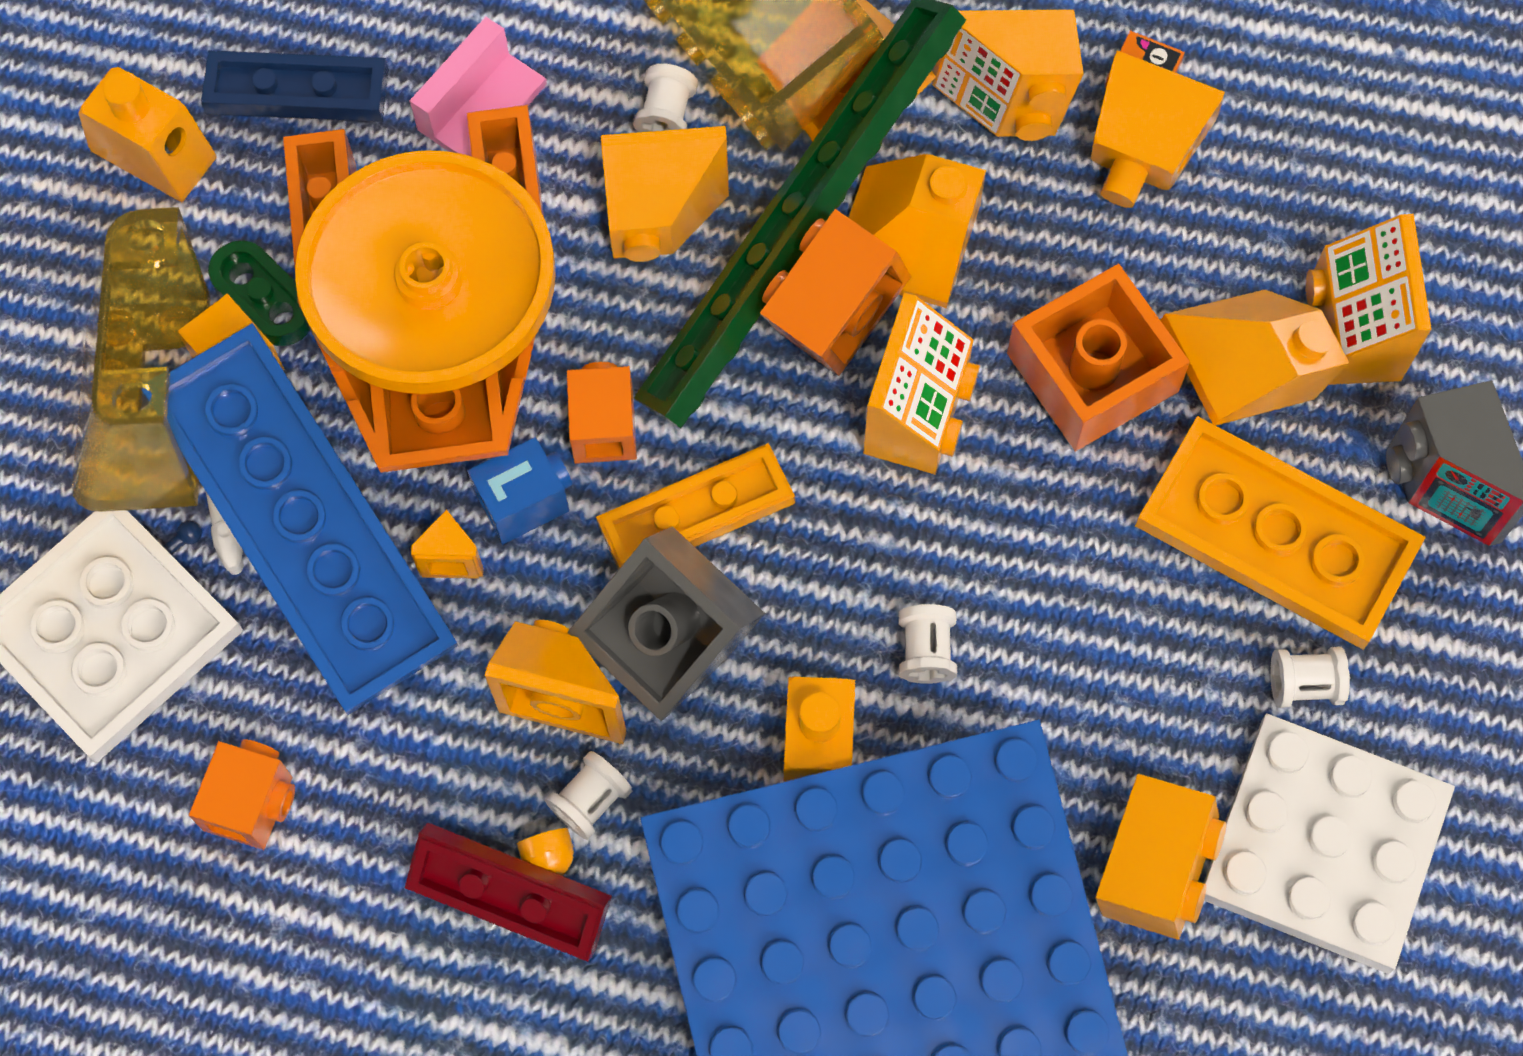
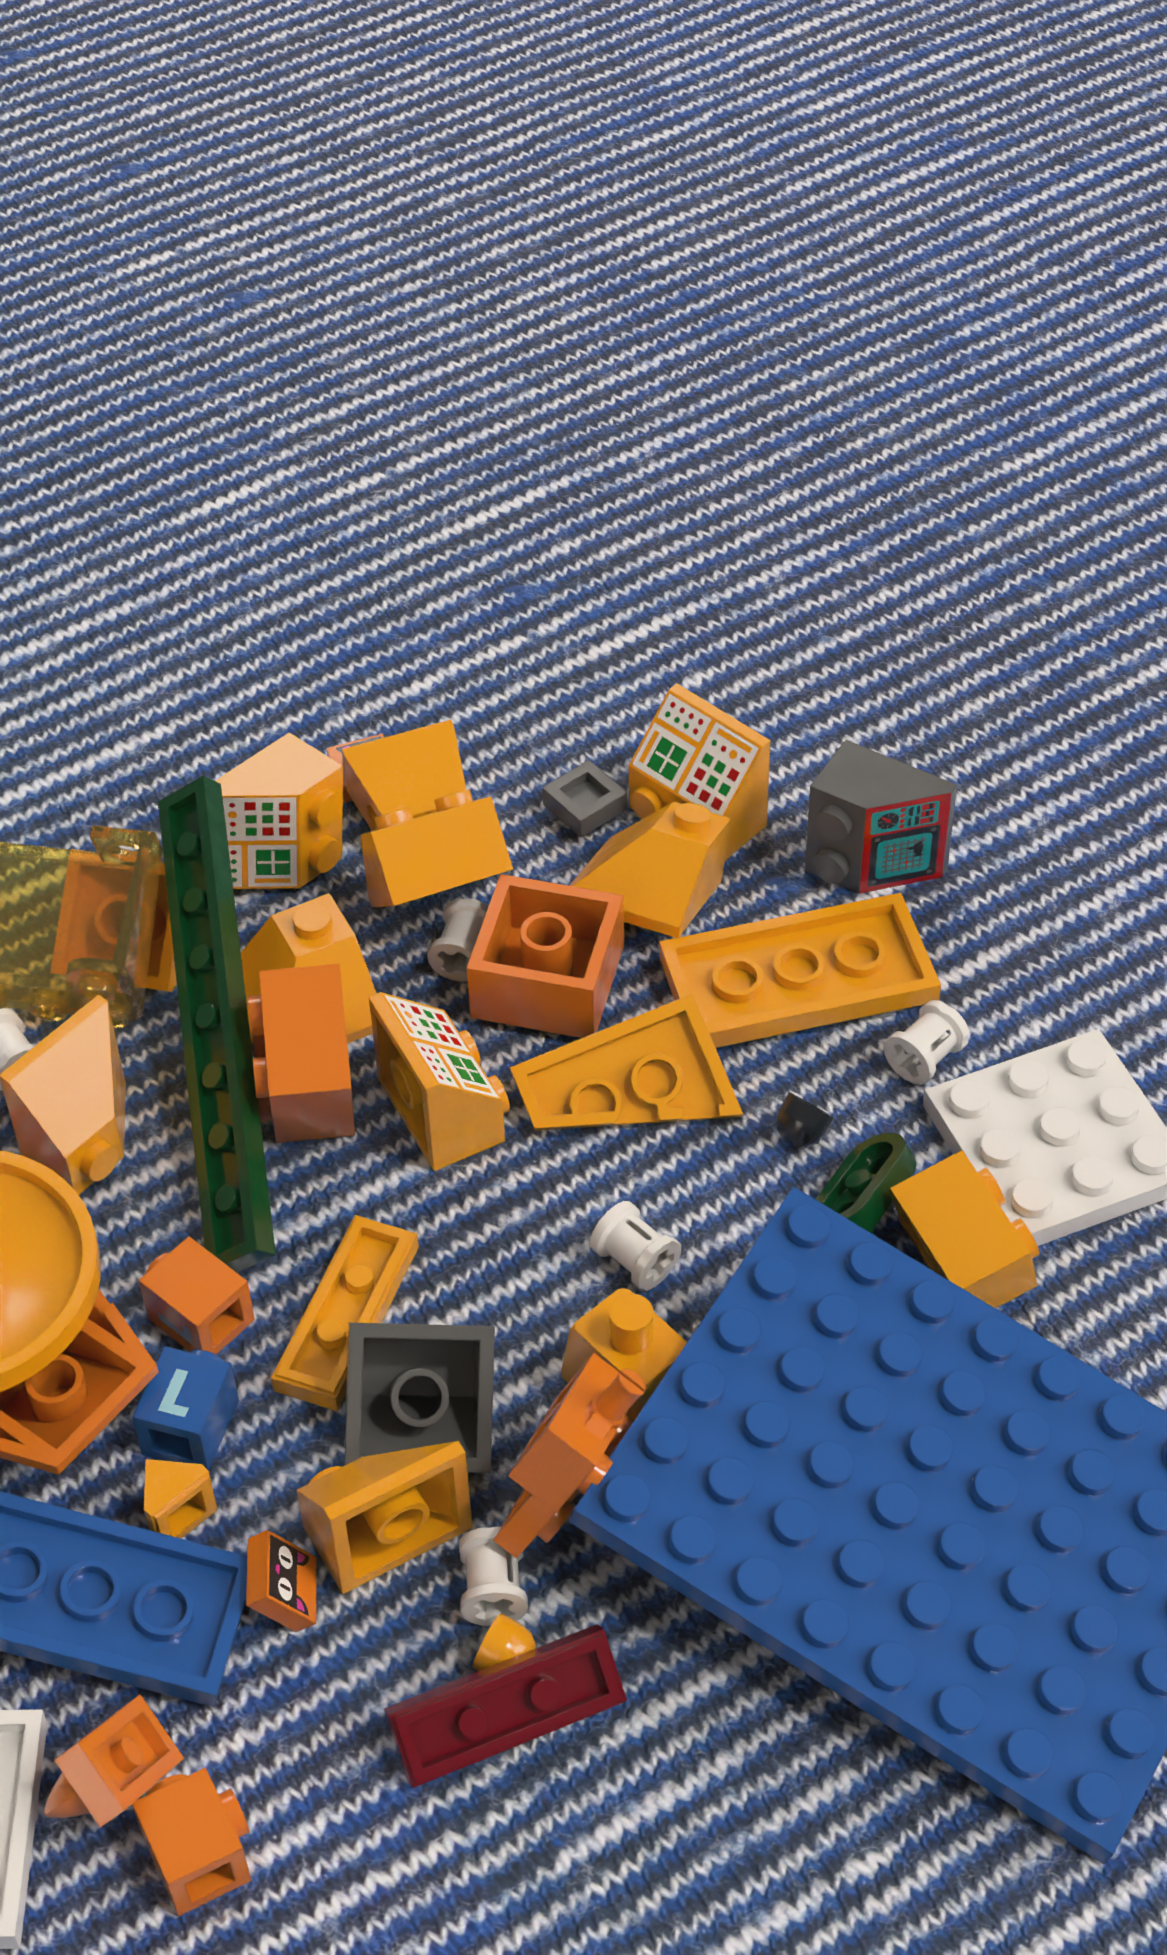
camera: 45 degrees left, 20 degrees down
(235, 706) = (112, 1765): none -> orange tile
(455, 671) = (281, 1581): none -> orange tile
(687, 766) = (569, 1451): none -> orange plate
(1058, 279) = (453, 950): none -> white bush
(1065, 506) = (630, 1074): none -> light orange wing
(1090, 202) = (434, 851): none -> light orange slope
(1119, 749) = (864, 1179): none -> dark green plate
(1151, 655) = (802, 1122): none -> black hinge
(1276, 240) = (584, 798): none -> dark grey plate

